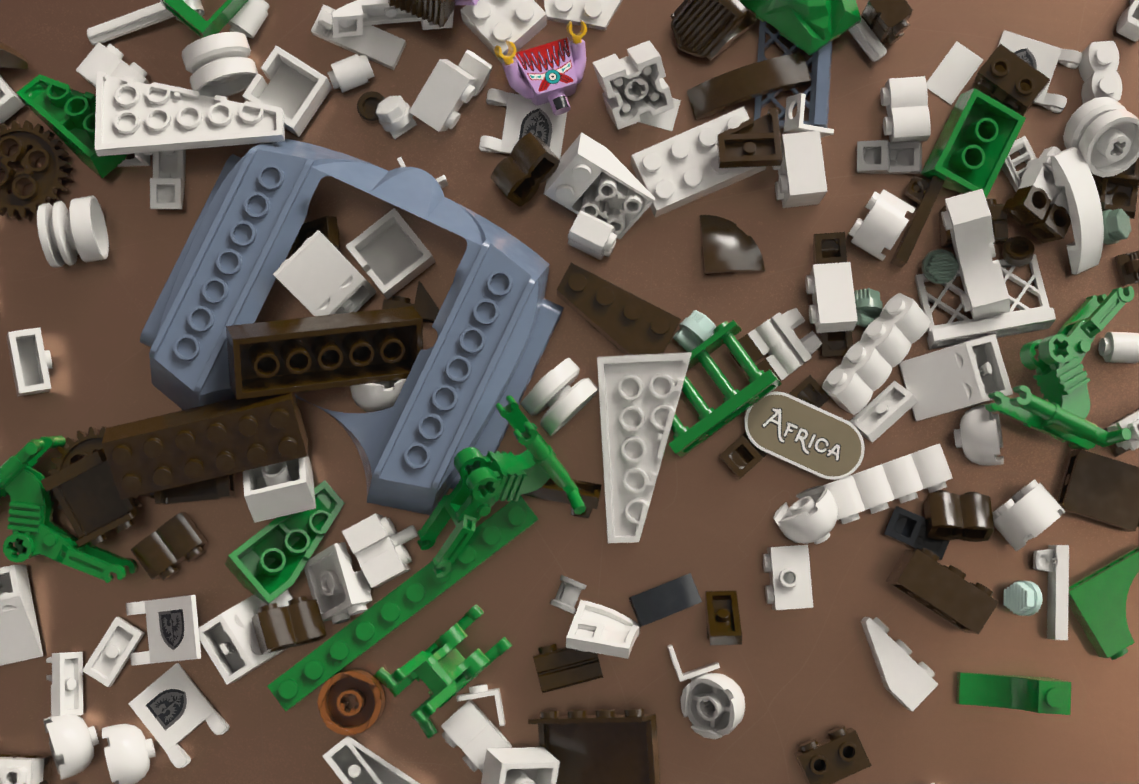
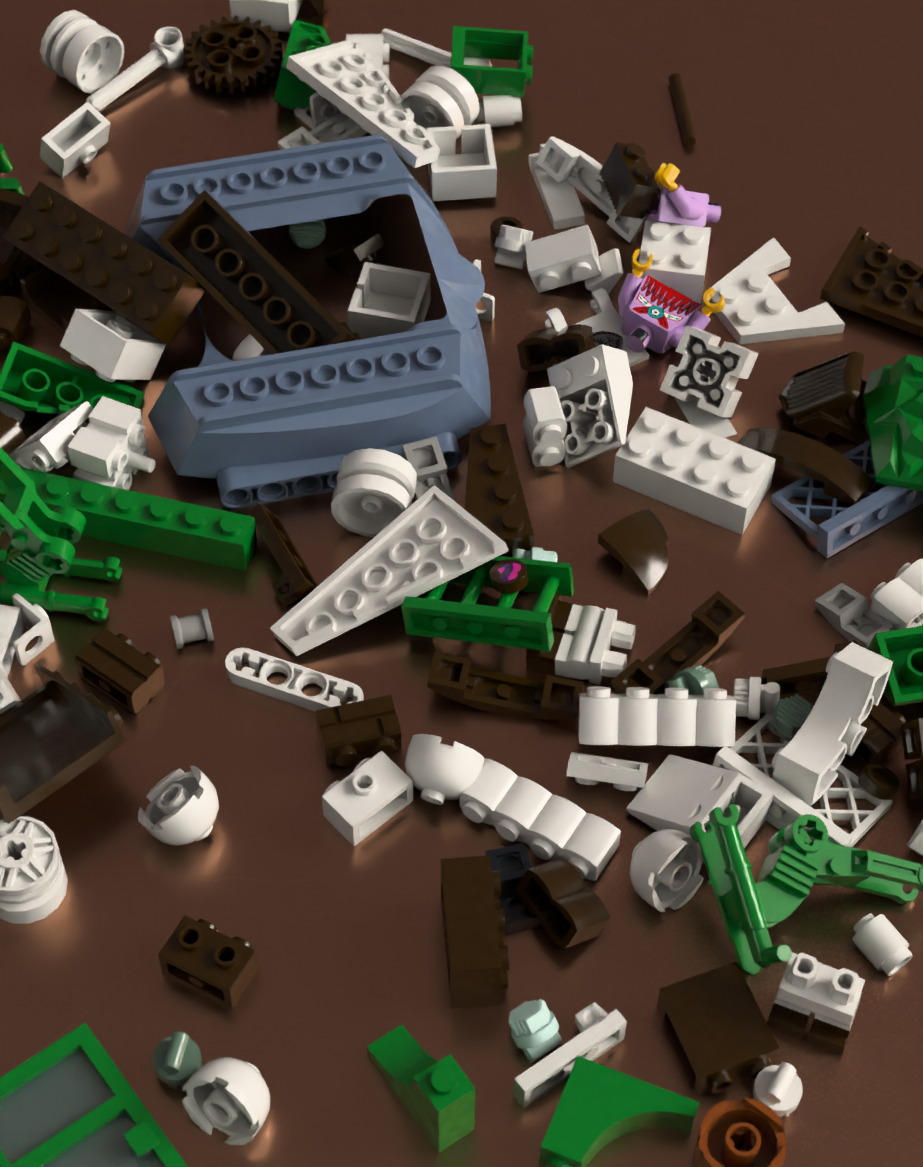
camera: 50 degrees right, 30 degrees down
(72, 231) = (210, 102): white wheel -> none
(324, 278) = (323, 255): white slope -> none
(350, 72) = (520, 196): white brick -> none
(494, 478) = (258, 473): green piece -> none
(567, 343) = (429, 465): none -> light grey slope
(602, 631) = (177, 665): white plate -> none
(663, 560) = (297, 678): none -> white beam
(665, 599) = (254, 709): black slope -> none
(693, 673) = (187, 760): white bracket -> none
(707, 365) = (509, 576): none -> dark brown tile
(723, 618) = (274, 769): dark brown slope -> none
(735, 545) = (358, 730): none -> dark brown brick
(752, 143) = (745, 473): dark brown wing -> none
(795, 124) = (806, 527): white bracket -> none
(802, 170) = (765, 540): white brick -> none
(805, 435) = (519, 710): dark tan tile -> none
(832, 297) = (672, 640): white brick -> none
(882, 223) = (781, 633): white brick -> none
(898, 671) = (352, 960): white slope -> none
(901, 278) = (755, 698): none -> white piece
(1027, 516) = (621, 960): white brick -> none

